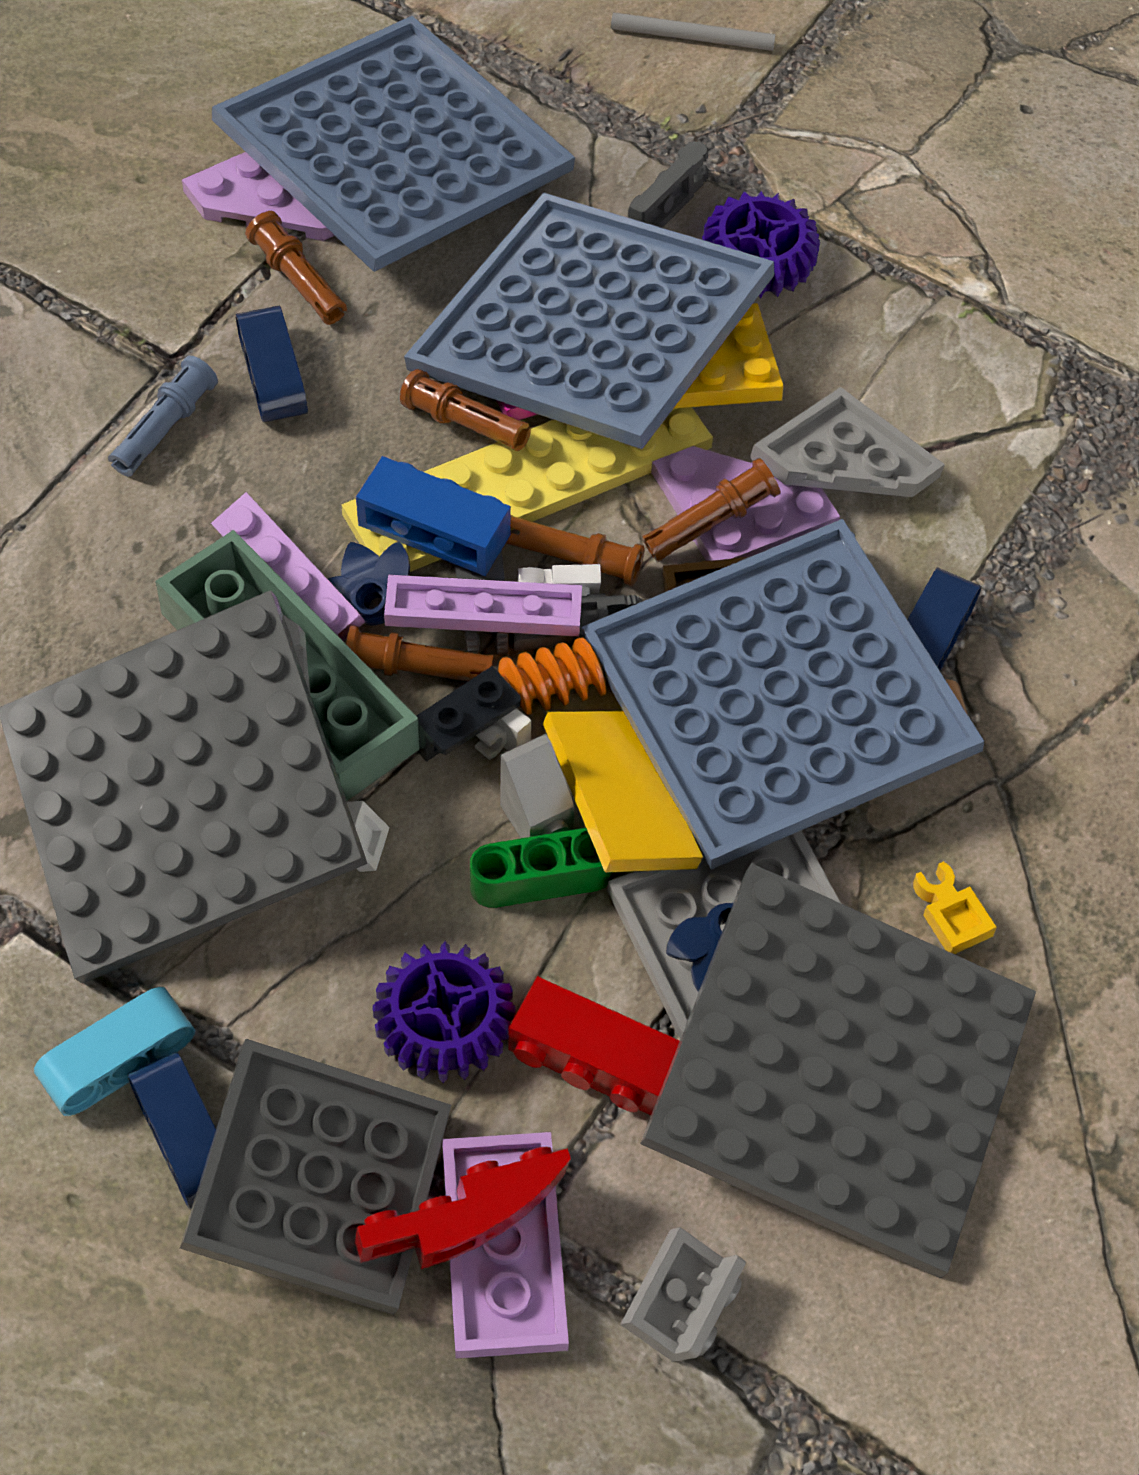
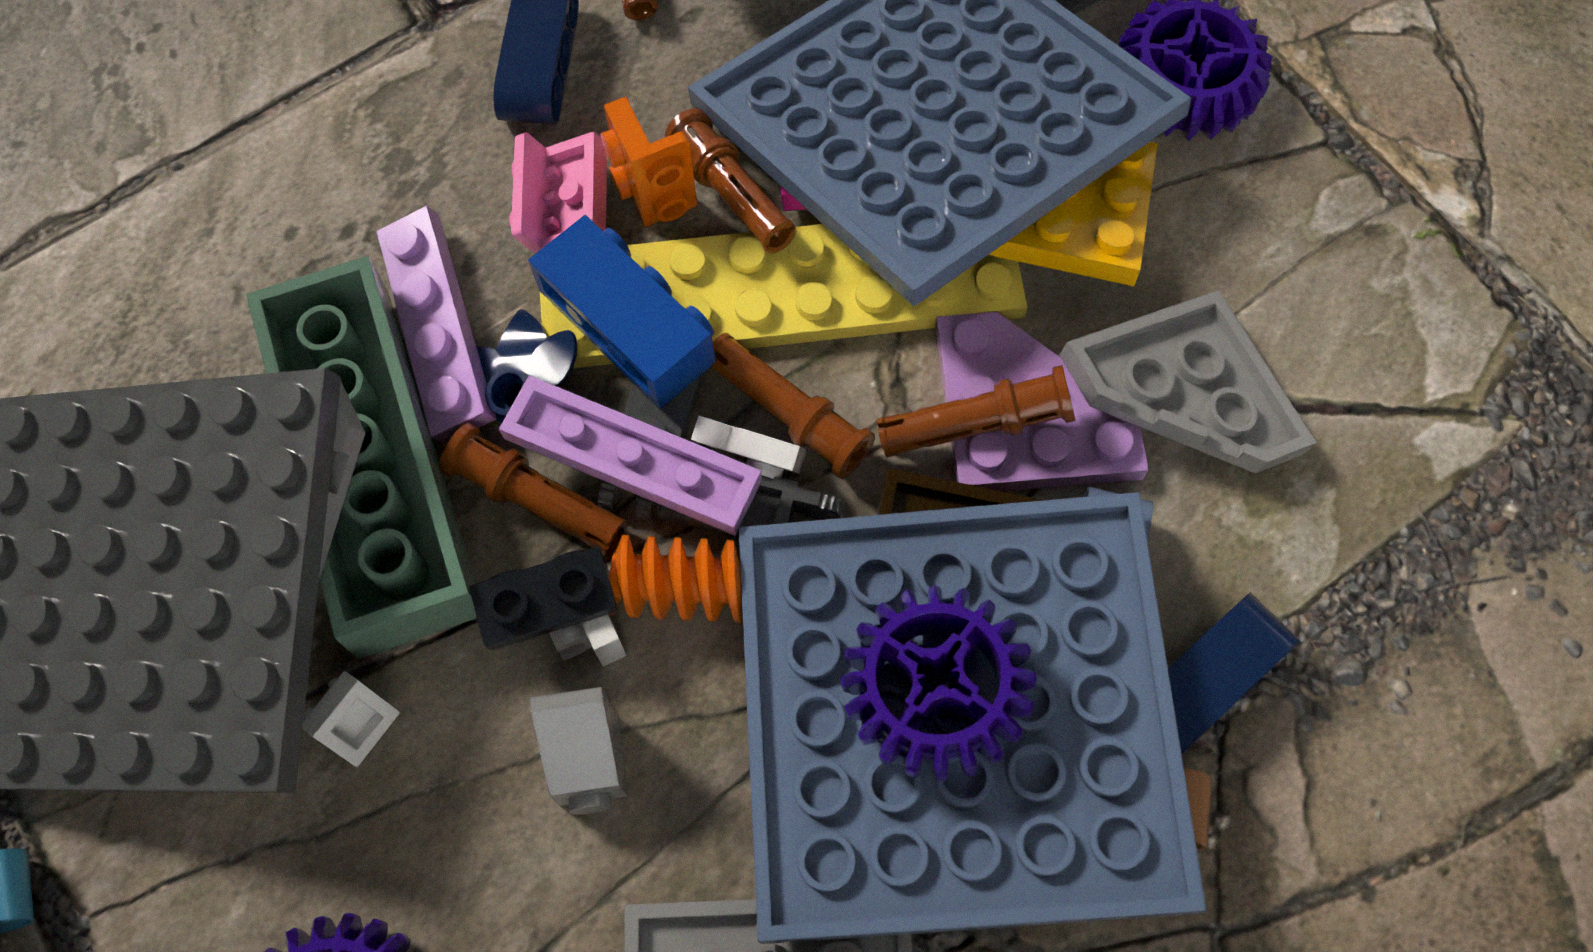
camera: 25 degrees right, 10 degrees up
(174, 402) = (406, 65): sand blue pin -> none
(339, 454) = (556, 187): none -> bright pink bracket
(402, 420) = (652, 174): none -> orange bracket
(522, 882) = (525, 829): green beam -> none
(620, 793) = (685, 792): yellow tile -> none
(785, 680) = (967, 632): none -> dark purple gear

